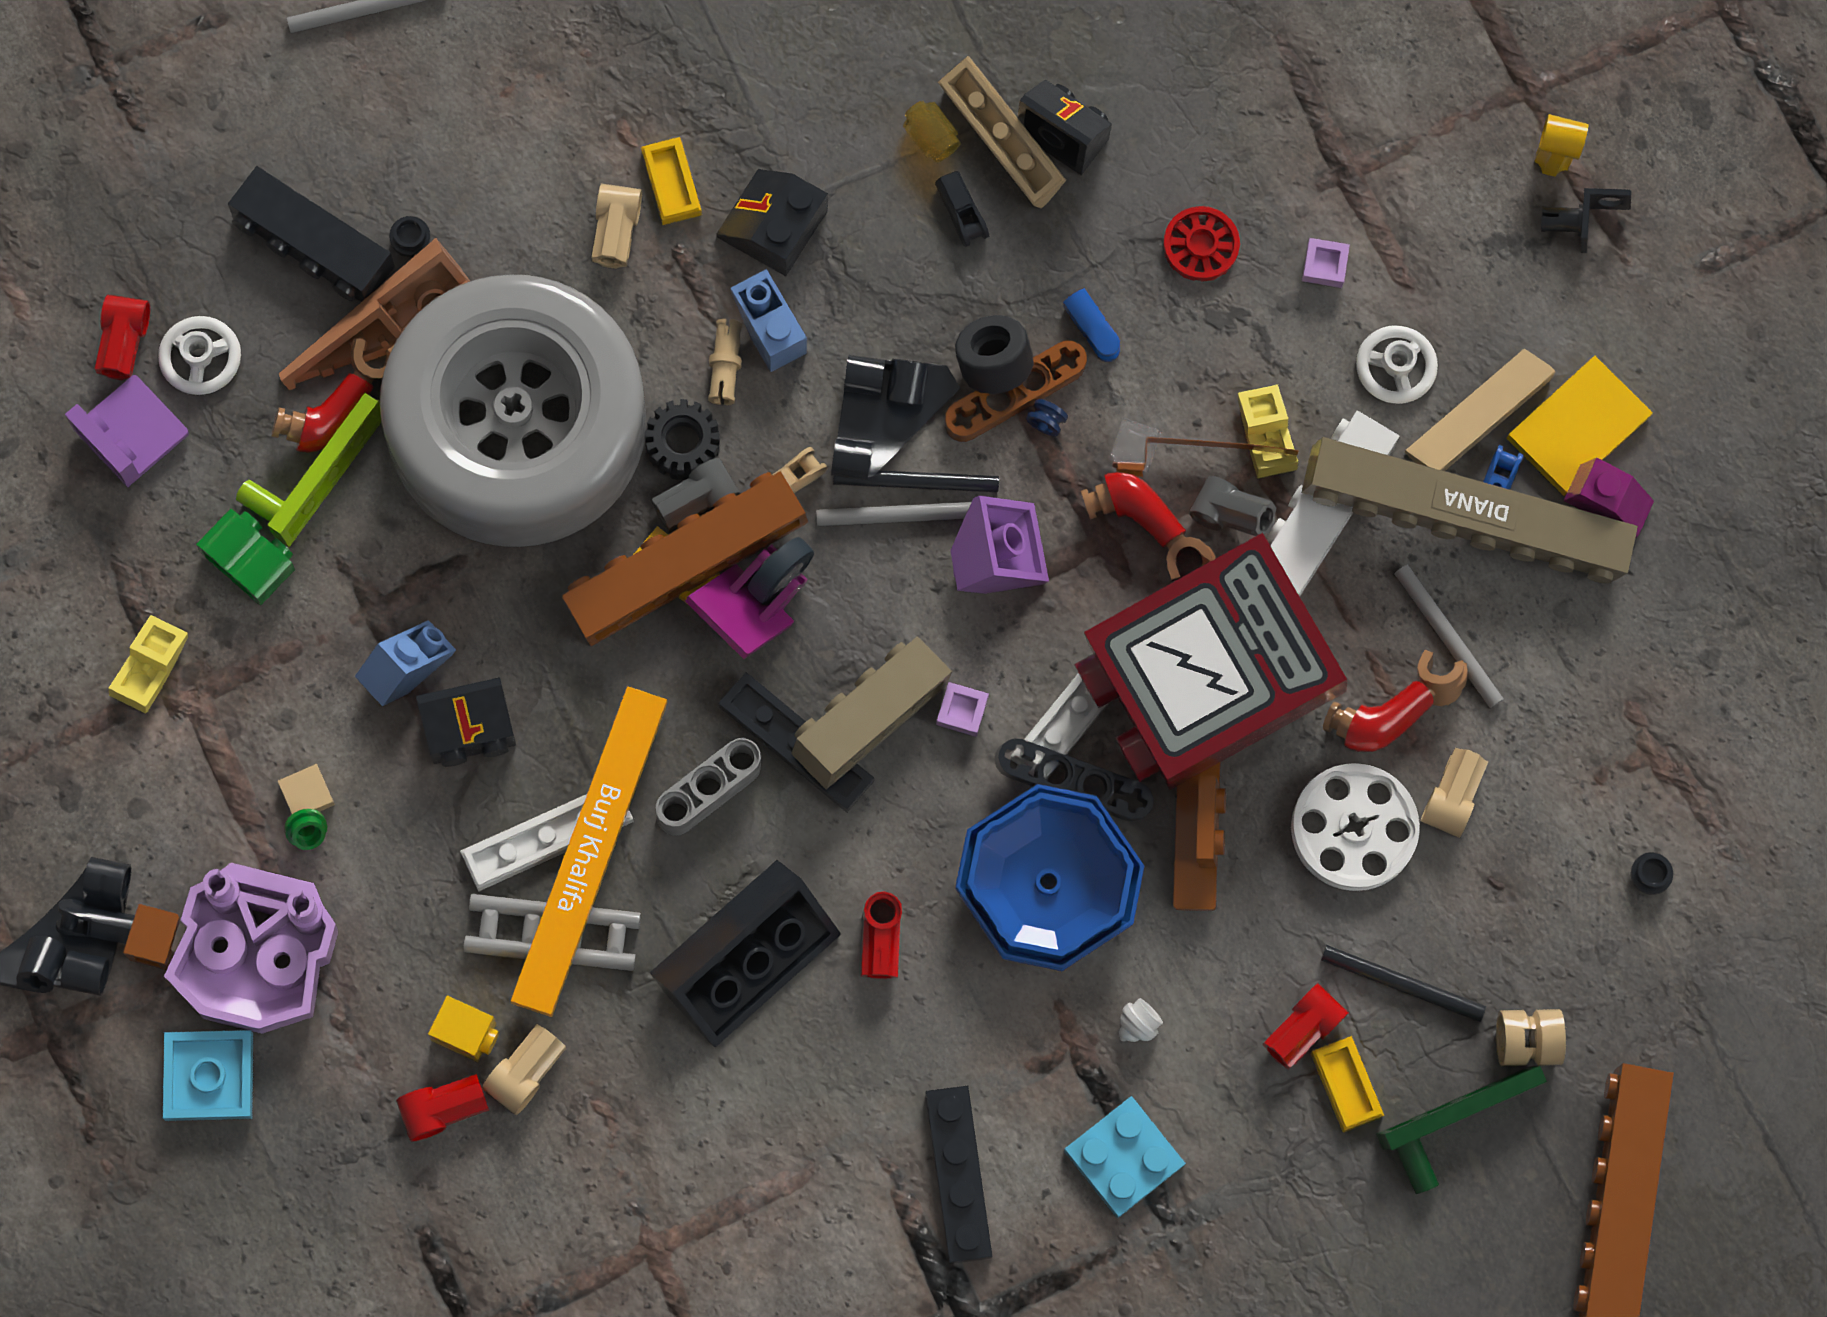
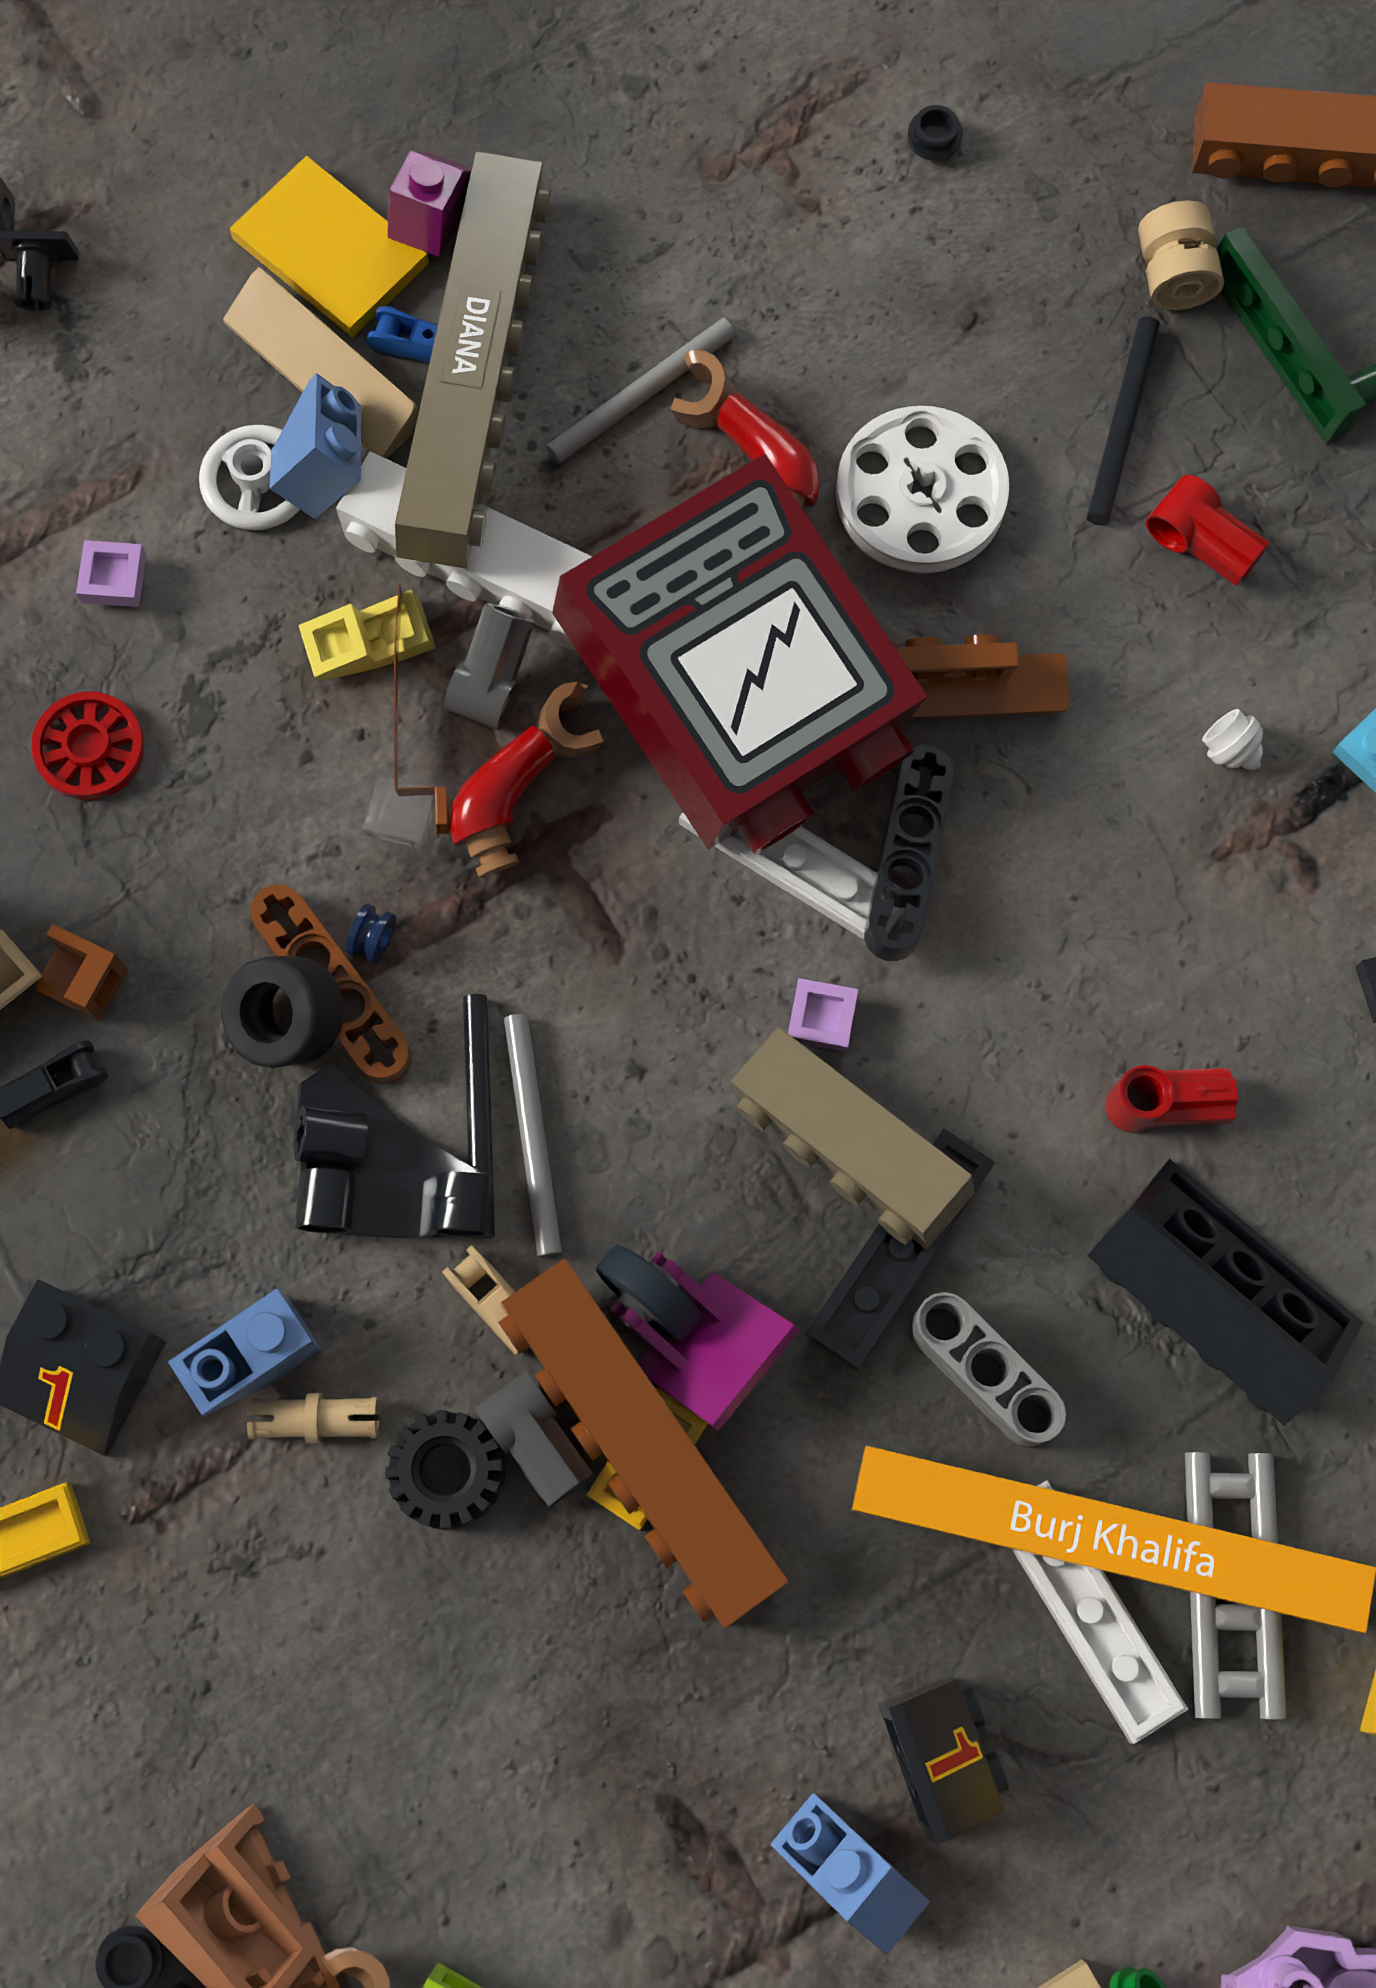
camera: 90 degrees left, 0 degrees up
(511, 324) = (287, 1763): light grey wheel -> none
(616, 214) = (84, 1616): tan piece -> none
(998, 547) = (578, 984): medium lavender slope -> none
(1035, 232) = (80, 974): none -> dark orange panel
(1058, 837) = (1075, 813): blue rock -> none
(1093, 325) = (224, 881): blue bar -> none
(1347, 1084) = (1272, 478): yellow tile -> none
(1405, 402) = (318, 448): none -> medium blue slope
(1452, 800) = (876, 370): tan piece -> none

